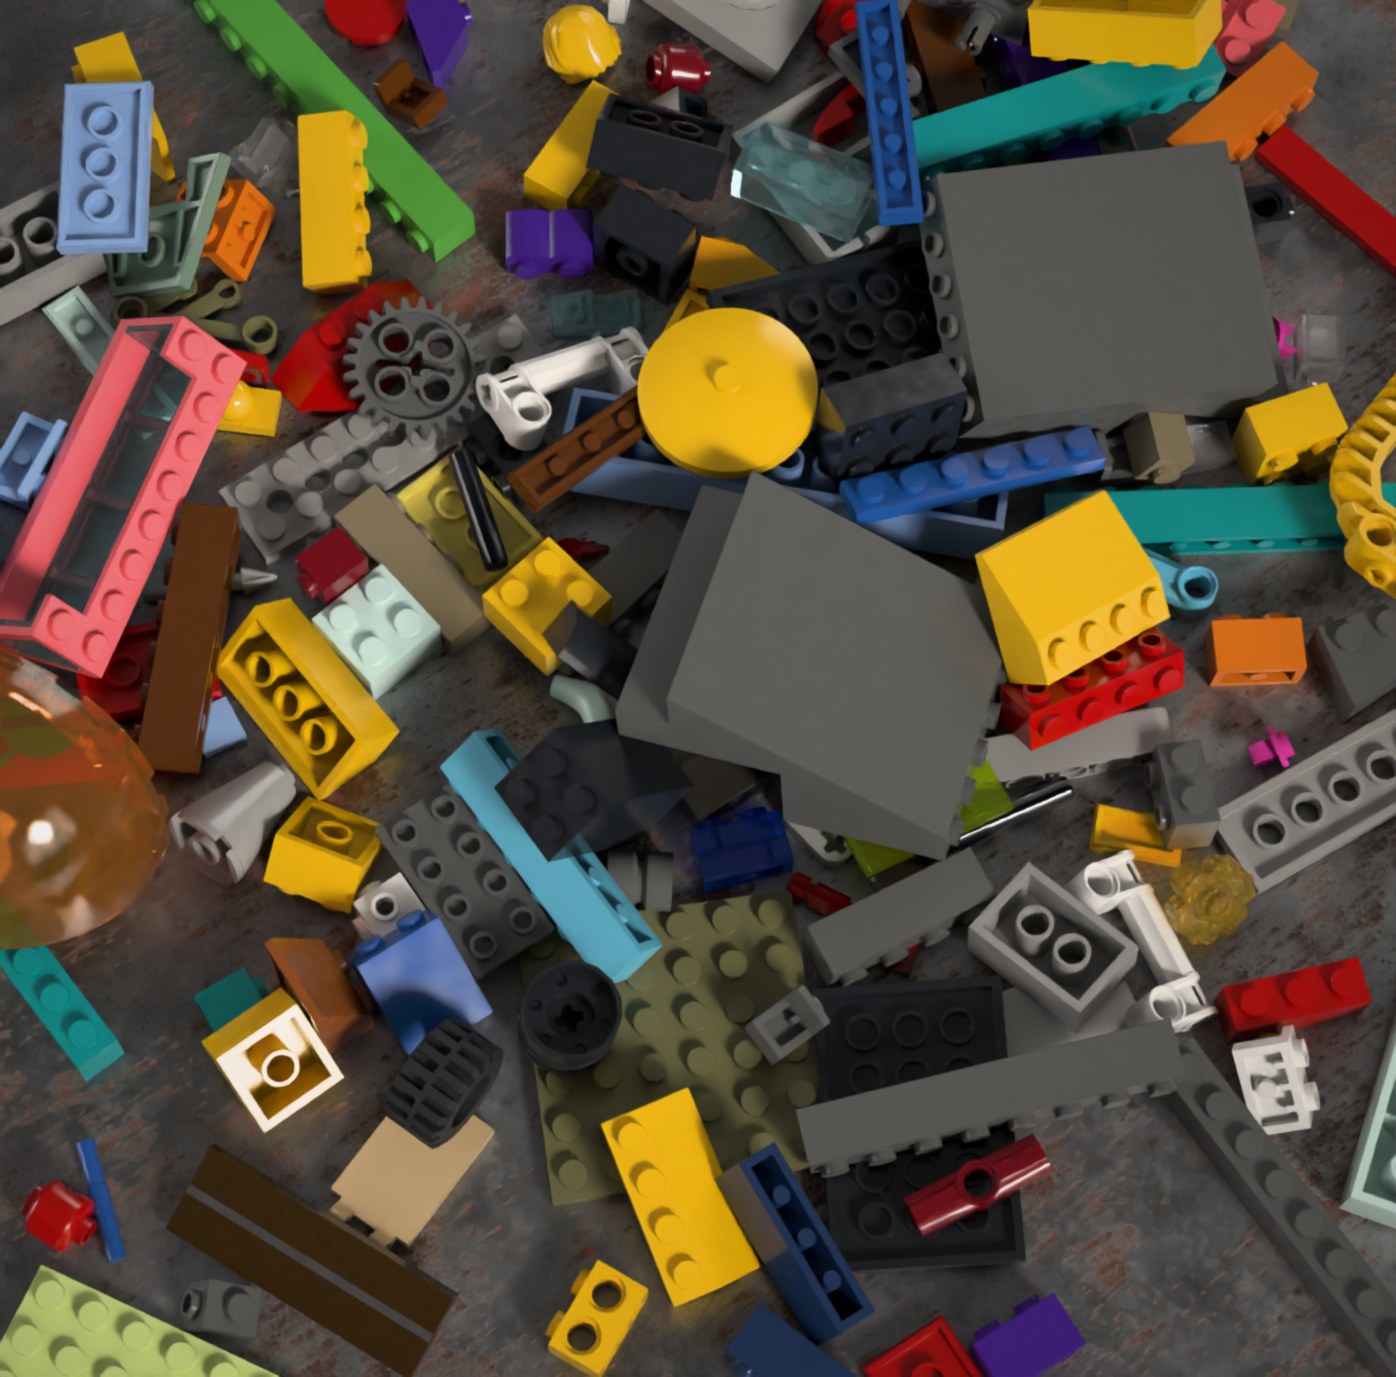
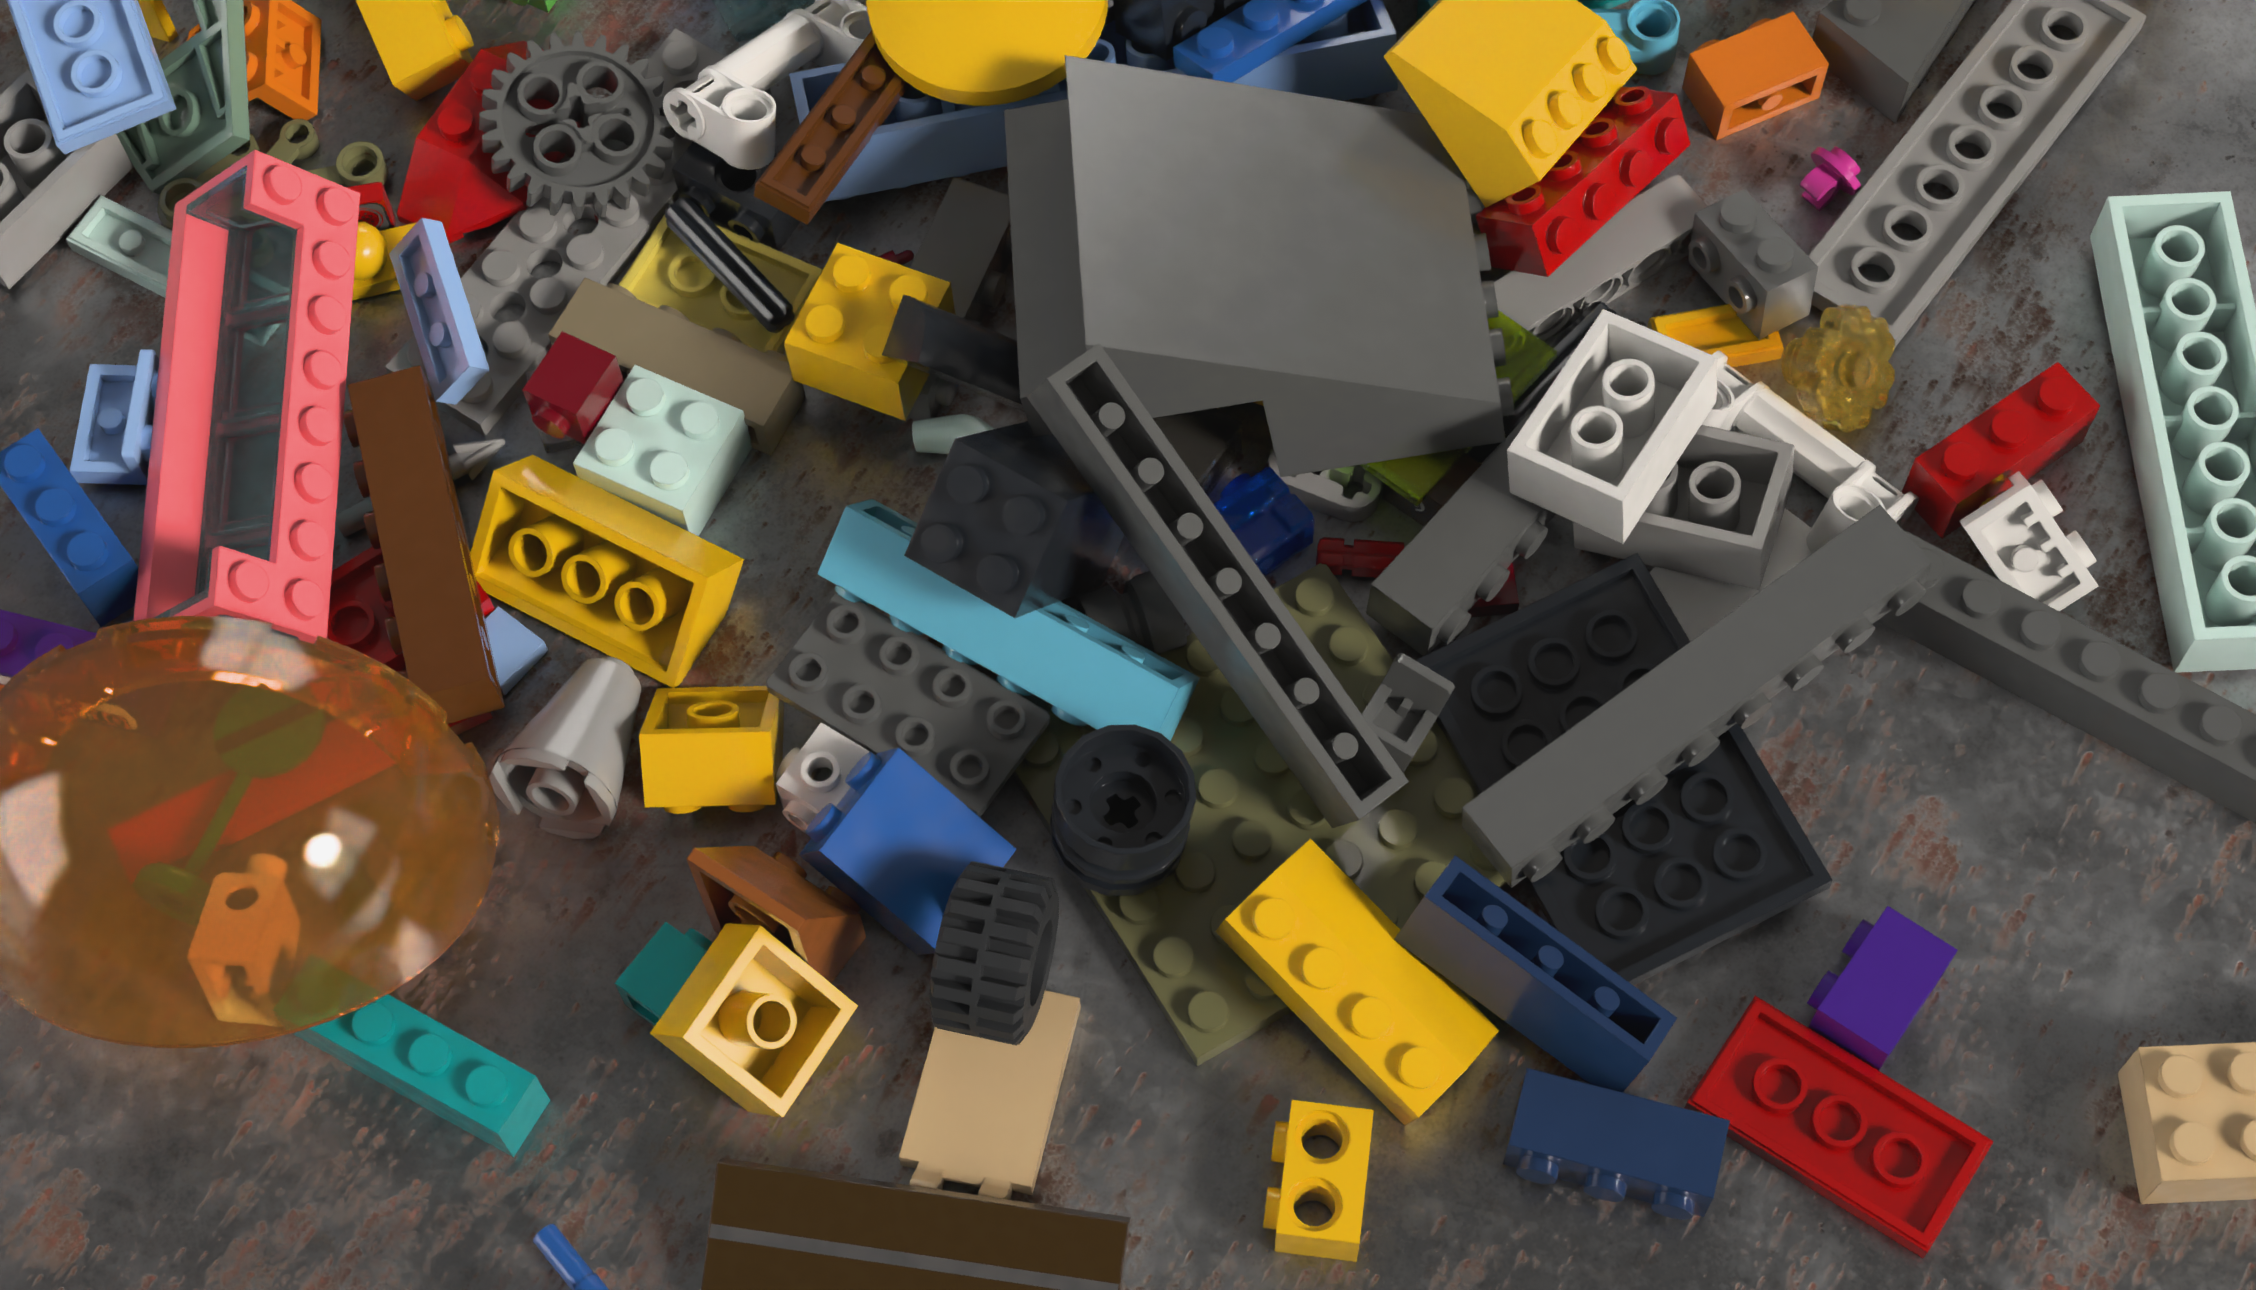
camera: 15 degrees left, 5 degrees down
(267, 469) = (439, 311): none -> light blue plate
(691, 896) = (1217, 587): none -> dark grey brick
(1006, 1171) = (1710, 840): dark red piece -> none
(1016, 884) = (1612, 425): none -> white brick

